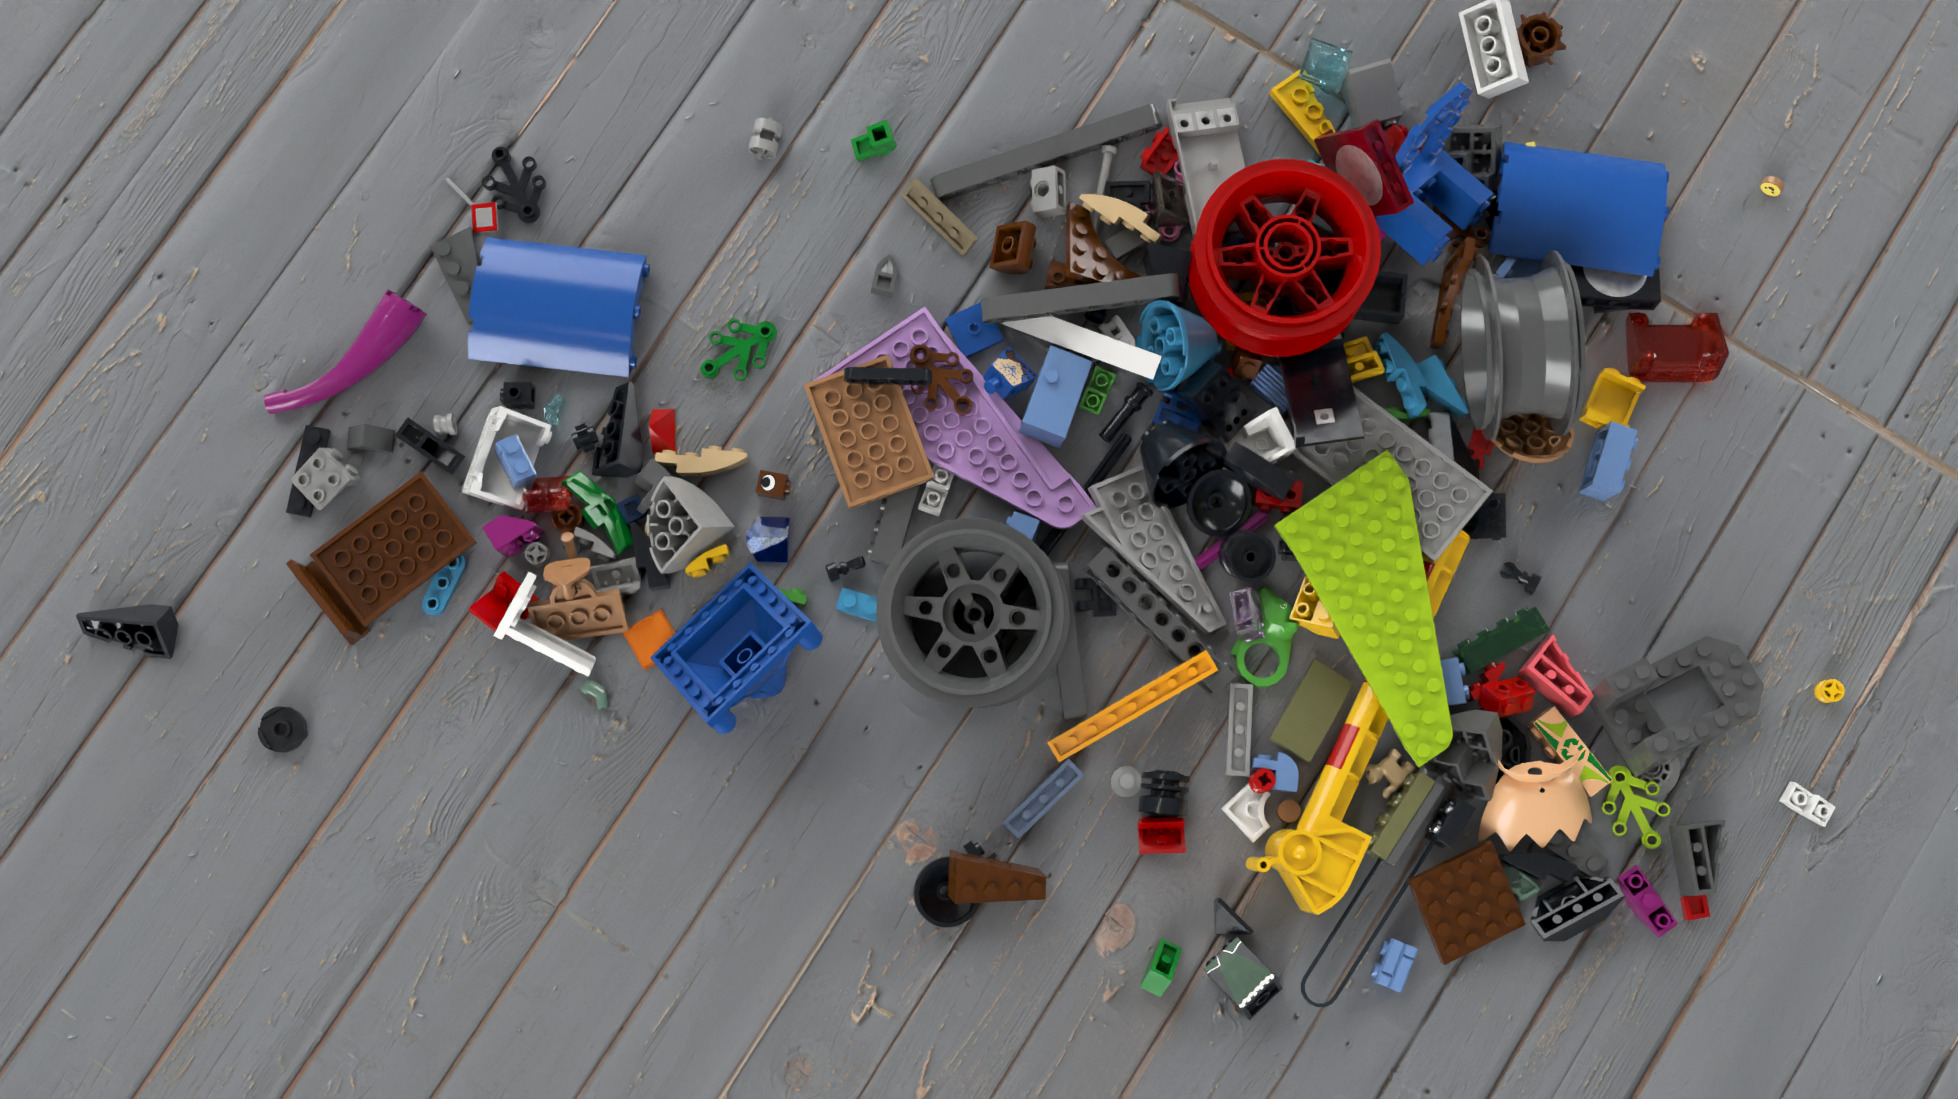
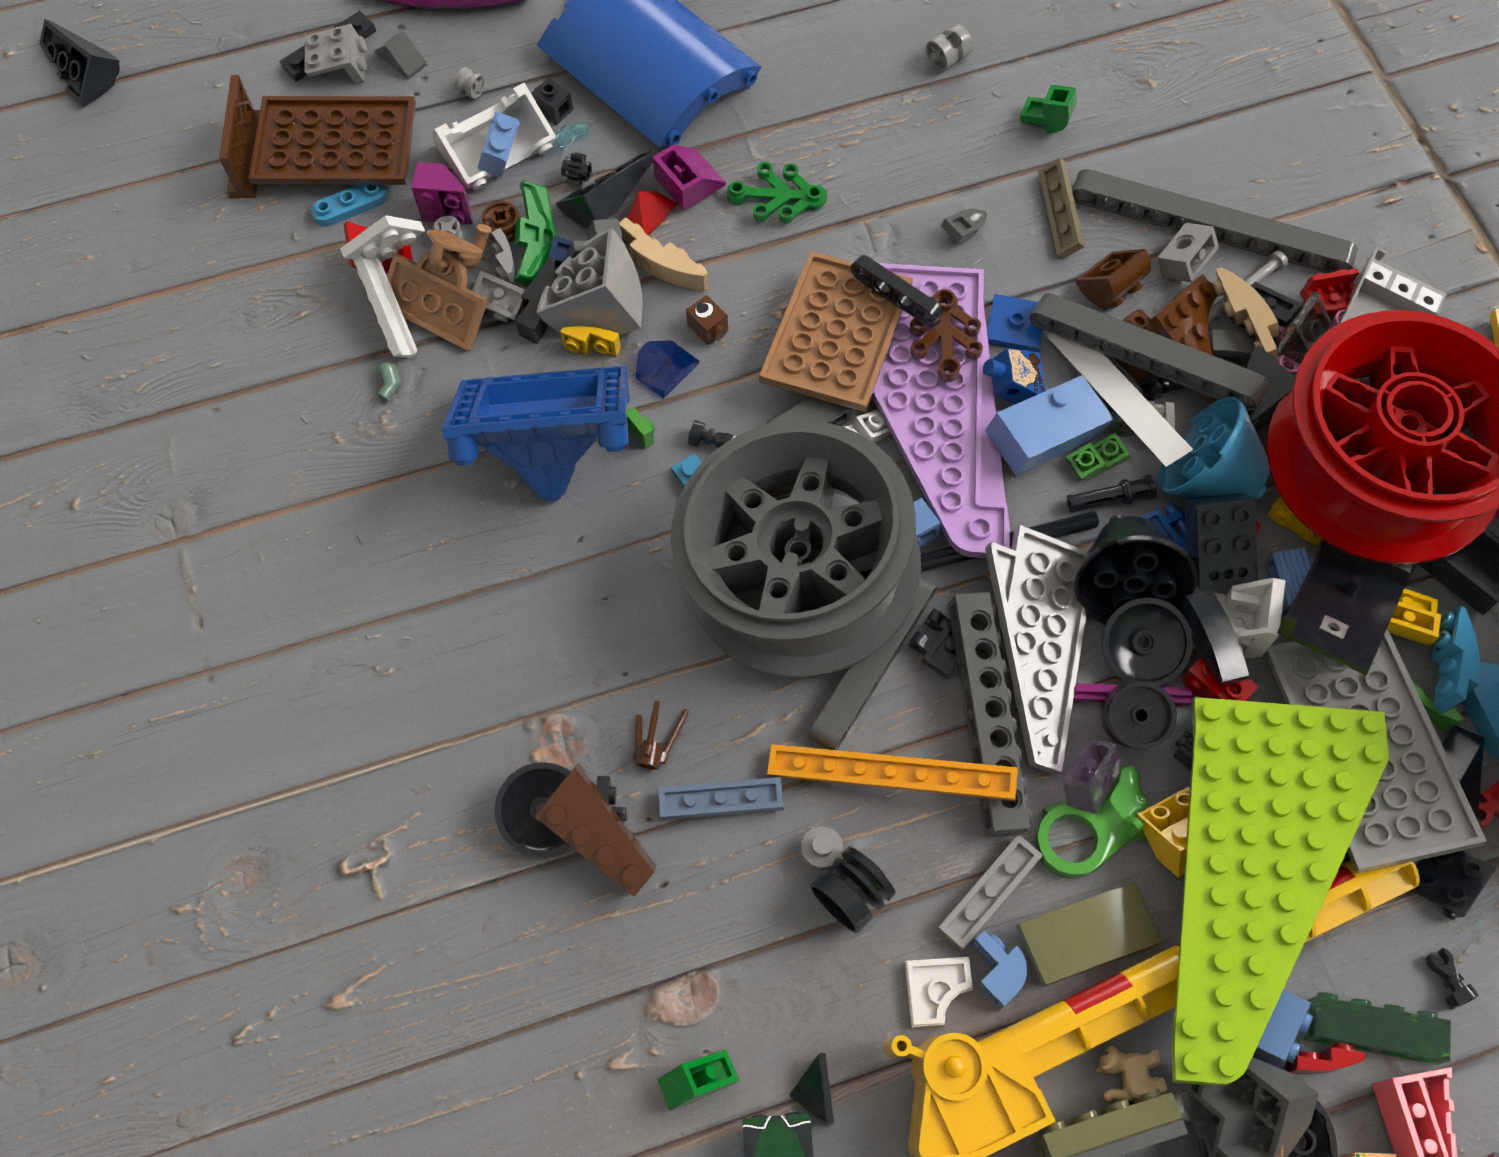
camera: 45 degrees right, 15 degrees down
(270, 725) = (108, 230): black plate -> none
(429, 445) = (441, 88): black slope -> none
(547, 495) = (496, 186): clear red hinge -> none
(649, 636) = (480, 363): orange piece -> none
(667, 383) = (686, 175): none -> magenta slope
(978, 805) = (649, 753): none -> reddish brown plant
(1161, 835) = (815, 934): red bracket -> none
(1245, 363) = (1280, 529): reddish brown brick -> none
(1257, 782) = (967, 967): red wheel -> none
(1288, 810) = (979, 1024): medium nougat tile -> none
(1507, 697) = (1343, 1096): red brick -> none

